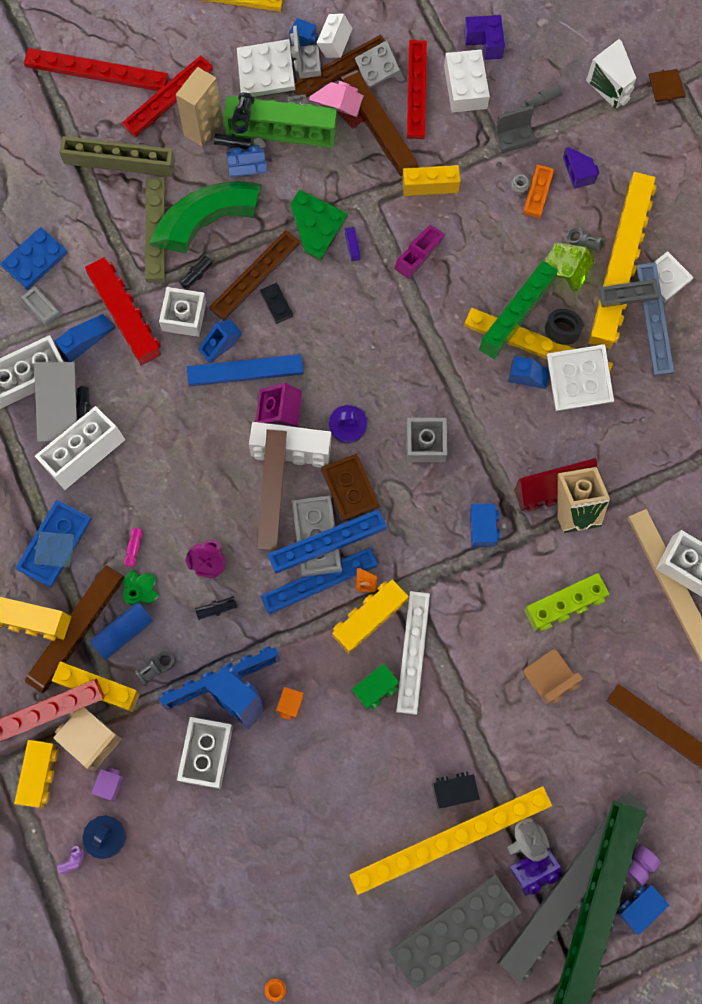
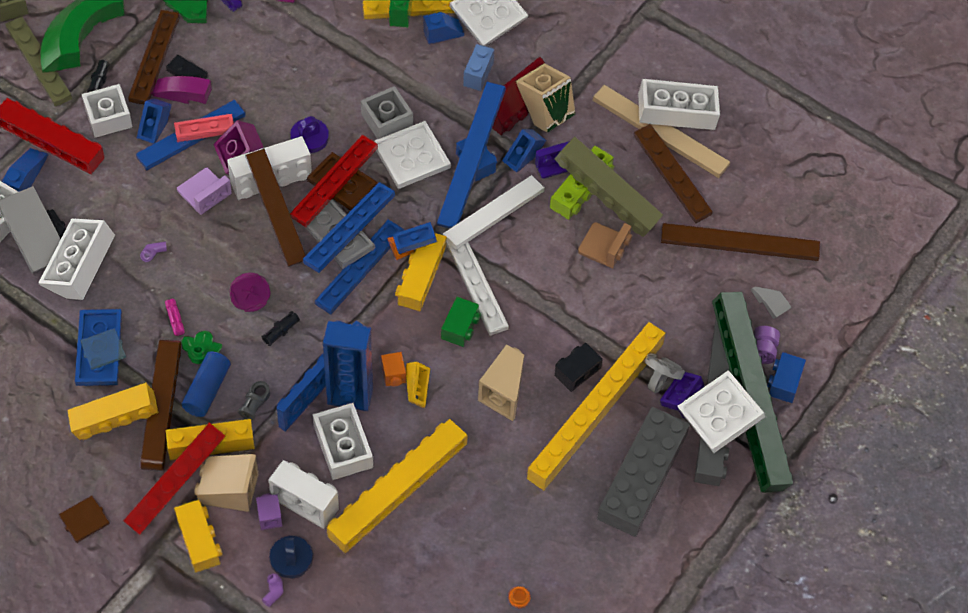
camera: 30 degrees left, 15 degrees down
(143, 788) = (304, 494): none -> white brick
(148, 470) = (151, 250): none -> medium lavender arm
(225, 433) = (205, 190): none -> lavender bracket
(229, 821) = (396, 486): none -> yellow brick
(257, 370) = (203, 127): none -> coral tile
(261, 321) = (183, 89): none -> magenta slope
(306, 724) = (417, 383): none -> yellow slope
(340, 486) = (333, 181): none -> red plate
(377, 585) = (414, 238): none -> blue plate
(377, 773) = (502, 382): none -> tan slope
(427, 491) = (412, 154): none -> white plate
(468, 590) = (493, 212): none -> white tile
(476, 526) = (471, 155): none -> blue tile
(532, 540) = (523, 149): none -> blue slope
(537, 432) = (478, 67): none -> medium blue brick
(554, 568) = (546, 162): none -> dark purple bracket
(555, 921) = (721, 411): none -> white plate
(585, 626) = (608, 187): none -> olive brick
(657, 637) = (673, 173): none -> reddish brown plate
(676, 821) = (772, 299): none -> light grey slope

